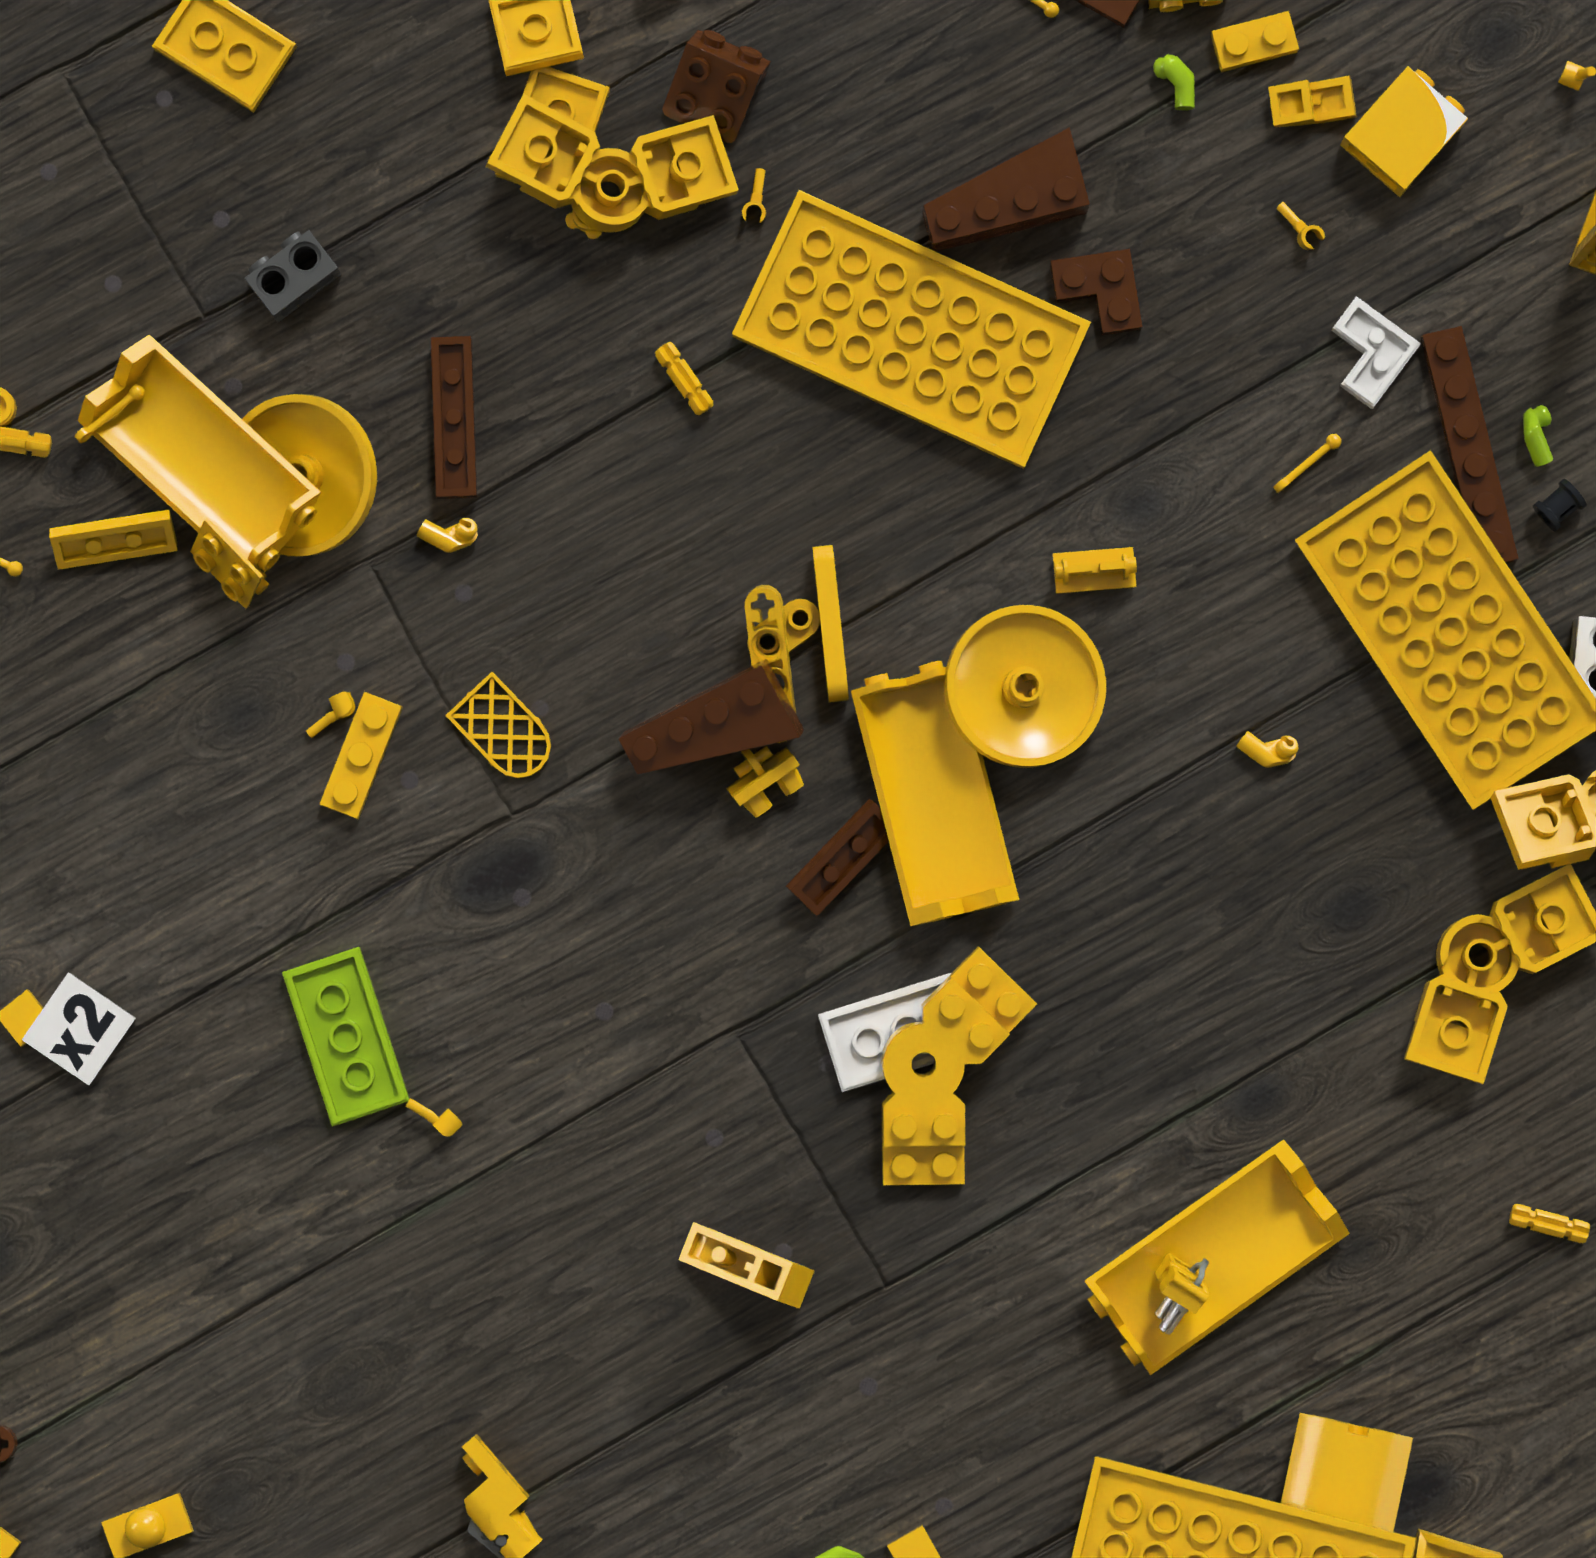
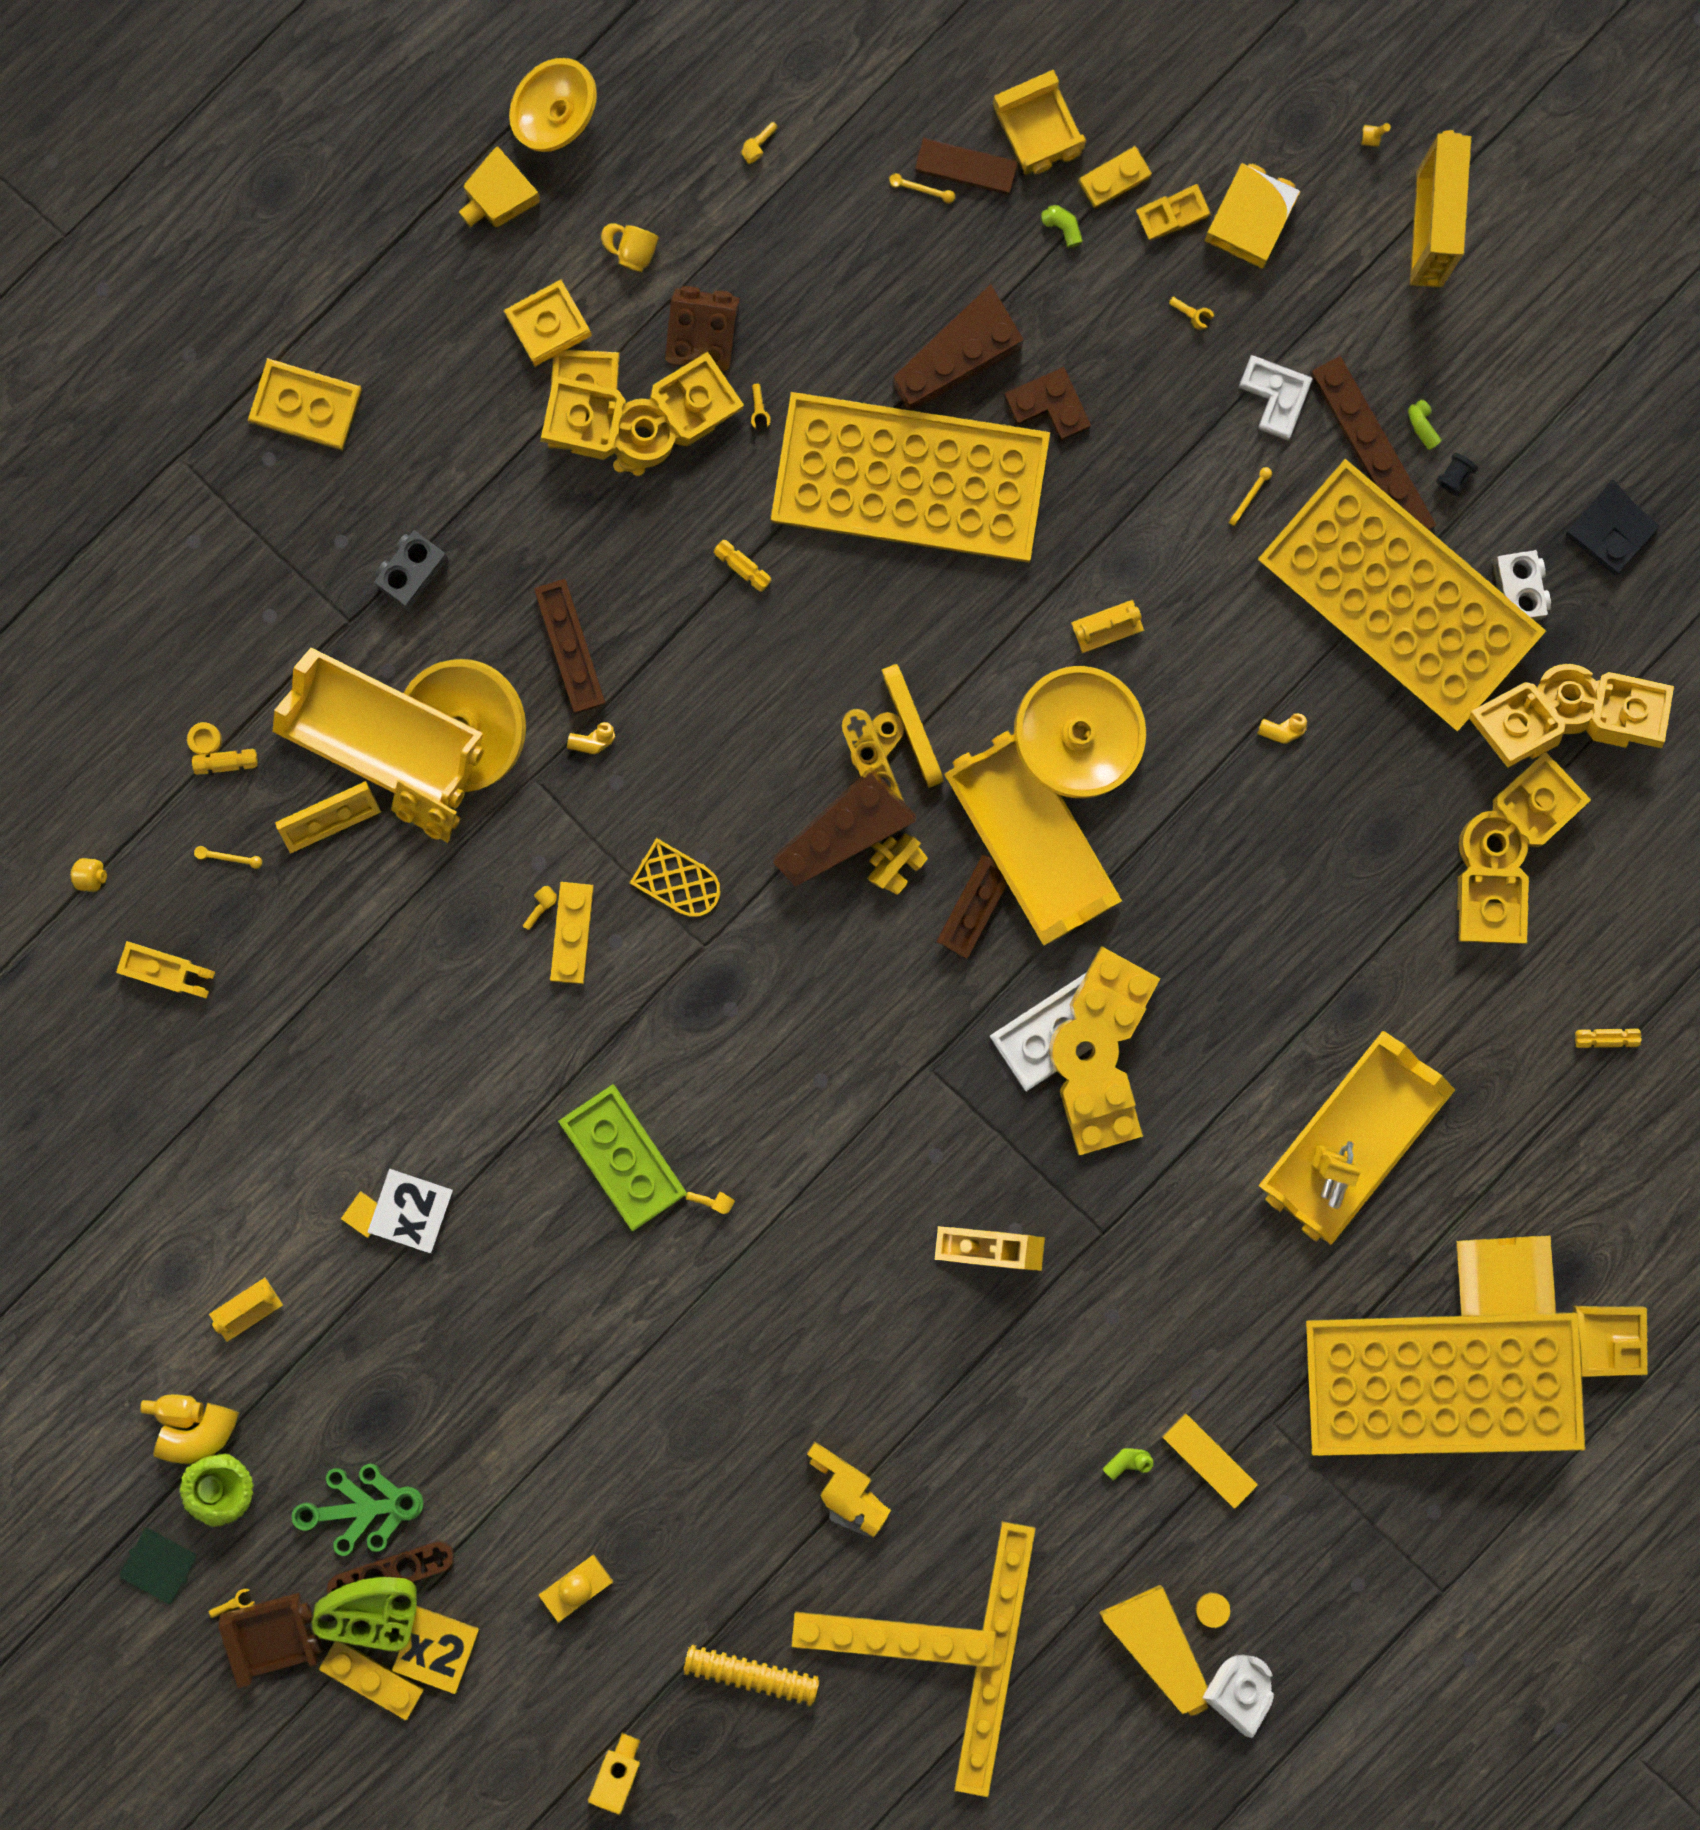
camera: 20 degrees left, 0 degrees up
(135, 393) = (313, 696): yellow hinge -> none

